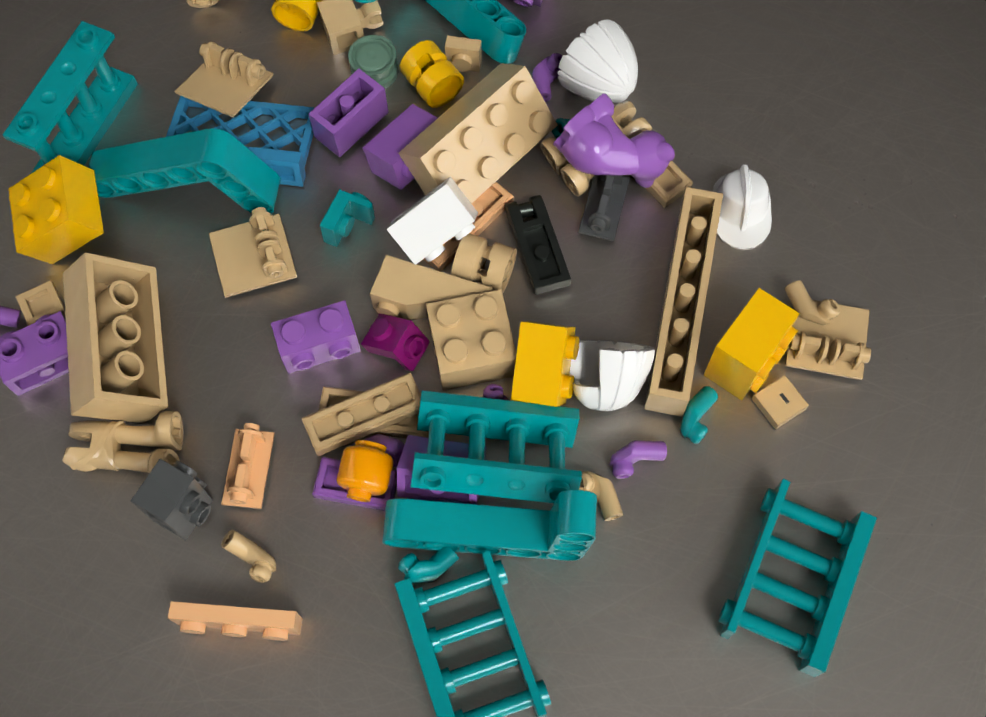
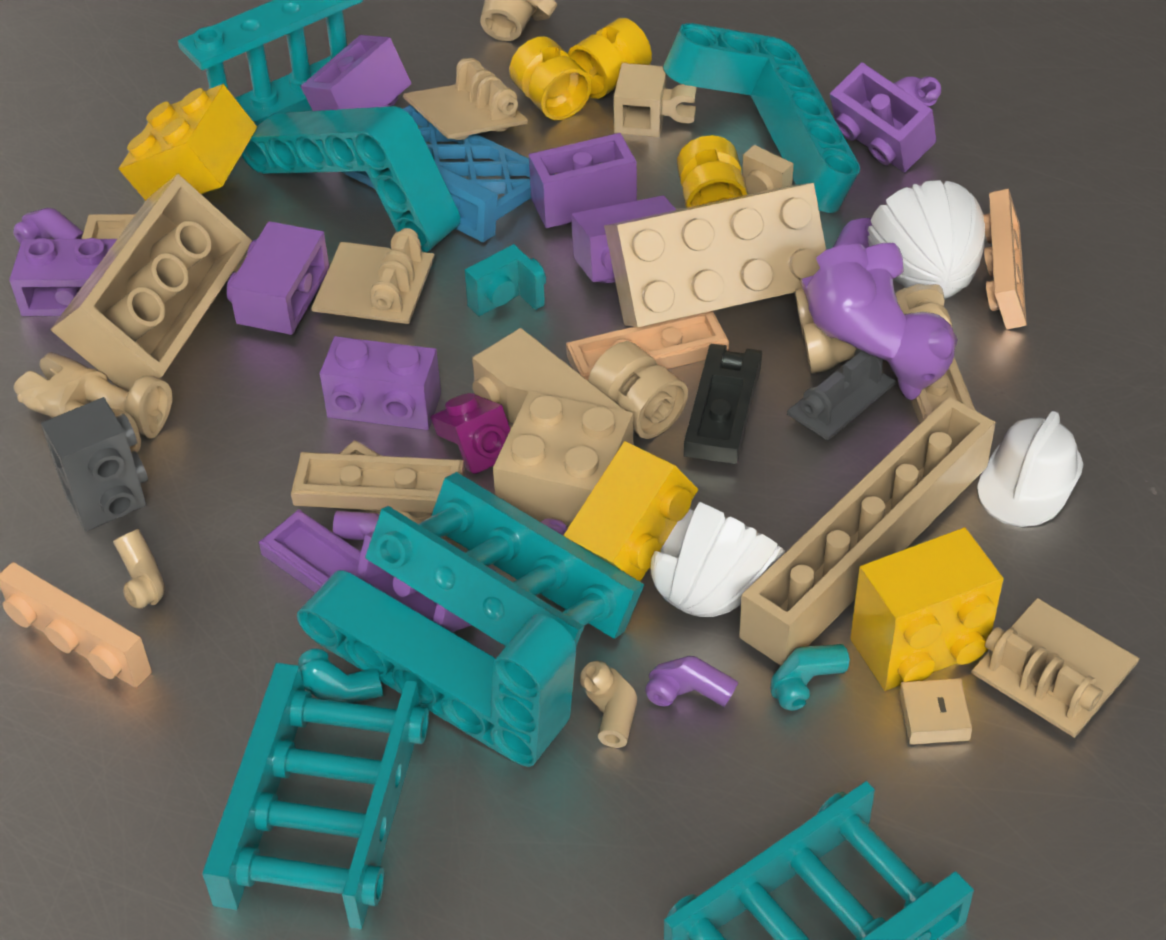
camera: 30 degrees right, 20 degrees down
(138, 99) = (359, 76): none -> medium lavender brick
(190, 286) = (278, 277): none -> medium lavender brick
(248, 467) = (207, 484): light nougat hinge -> none
(269, 33) = (550, 78): none -> yellow wheel
(364, 470) = (330, 532): light orange head -> none
(376, 58) = (655, 146): sand green wheel -> none
(433, 221) = (596, 307): white brick -> none
(646, 55) = (1005, 260): none -> light nougat plate
(809, 309) = (1042, 613): tan arm -> none

